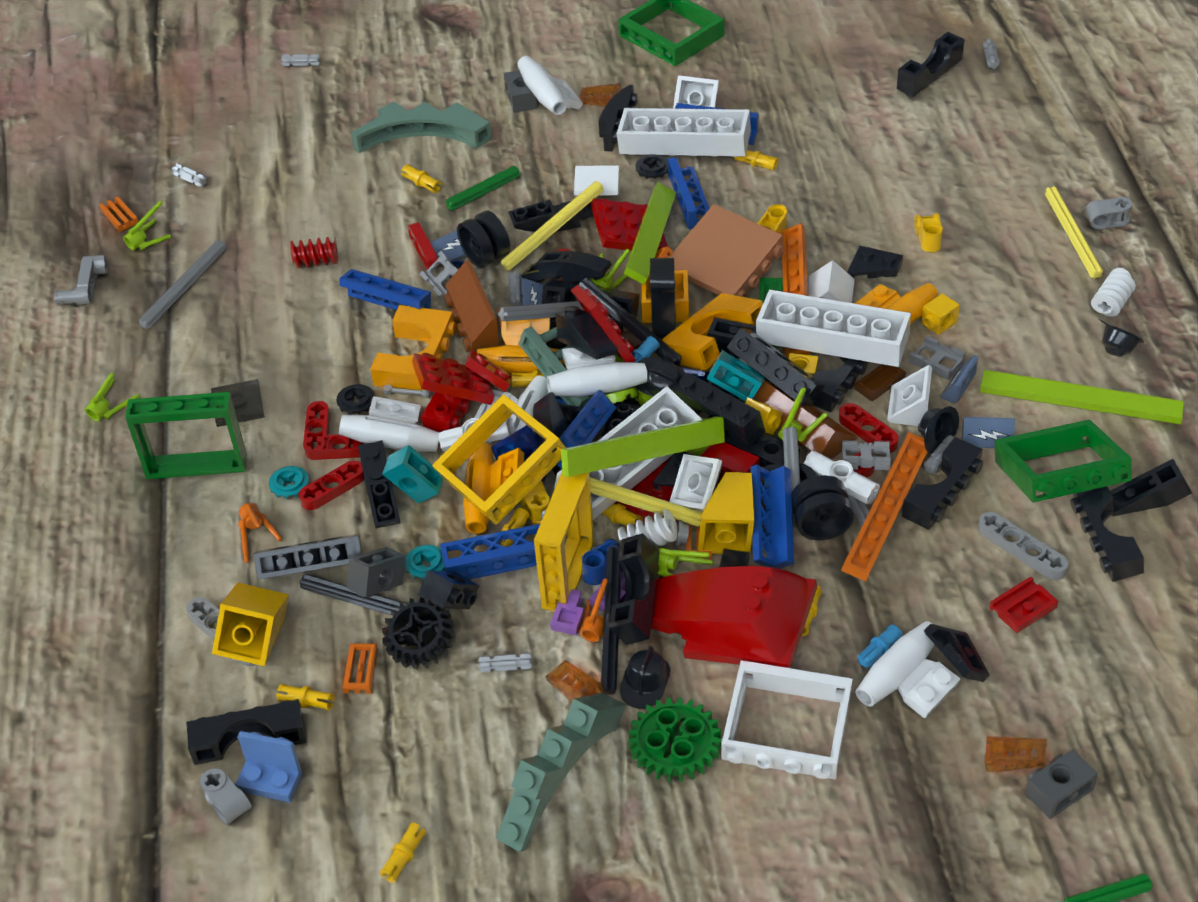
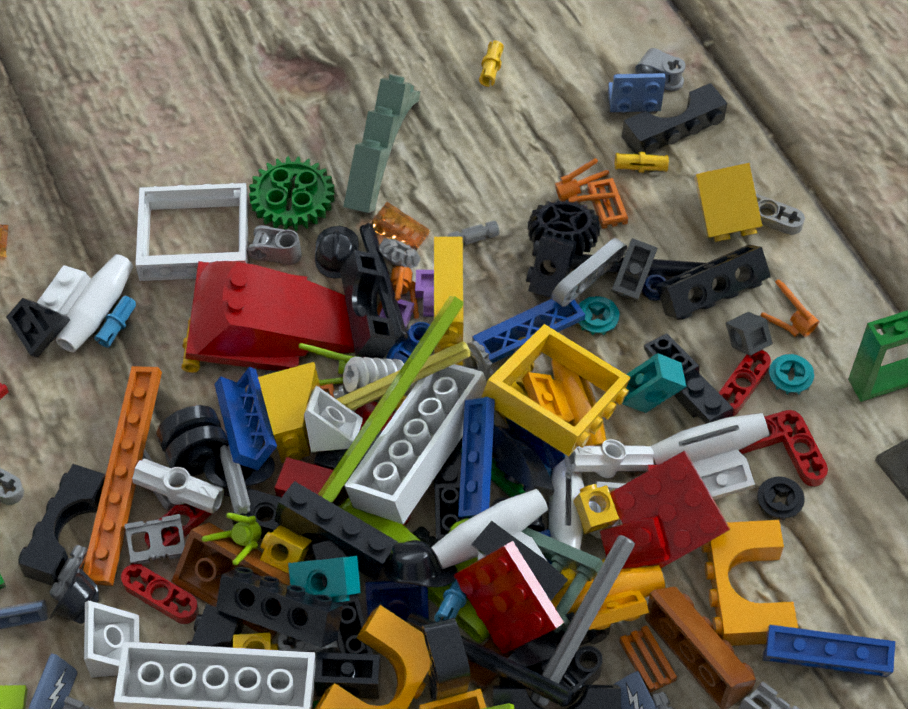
camera: 160 degrees right, 10 degrees up
(306, 508) = (749, 333): none -> dark grey brick
(386, 594) = (589, 272): none -> light grey beam
(391, 678) = (569, 188): none -> orange plant
(509, 385) = (589, 519): none -> yellow brick
(594, 652) = (399, 253): none -> light grey gear
(708, 686) = (275, 245): none -> light grey piece

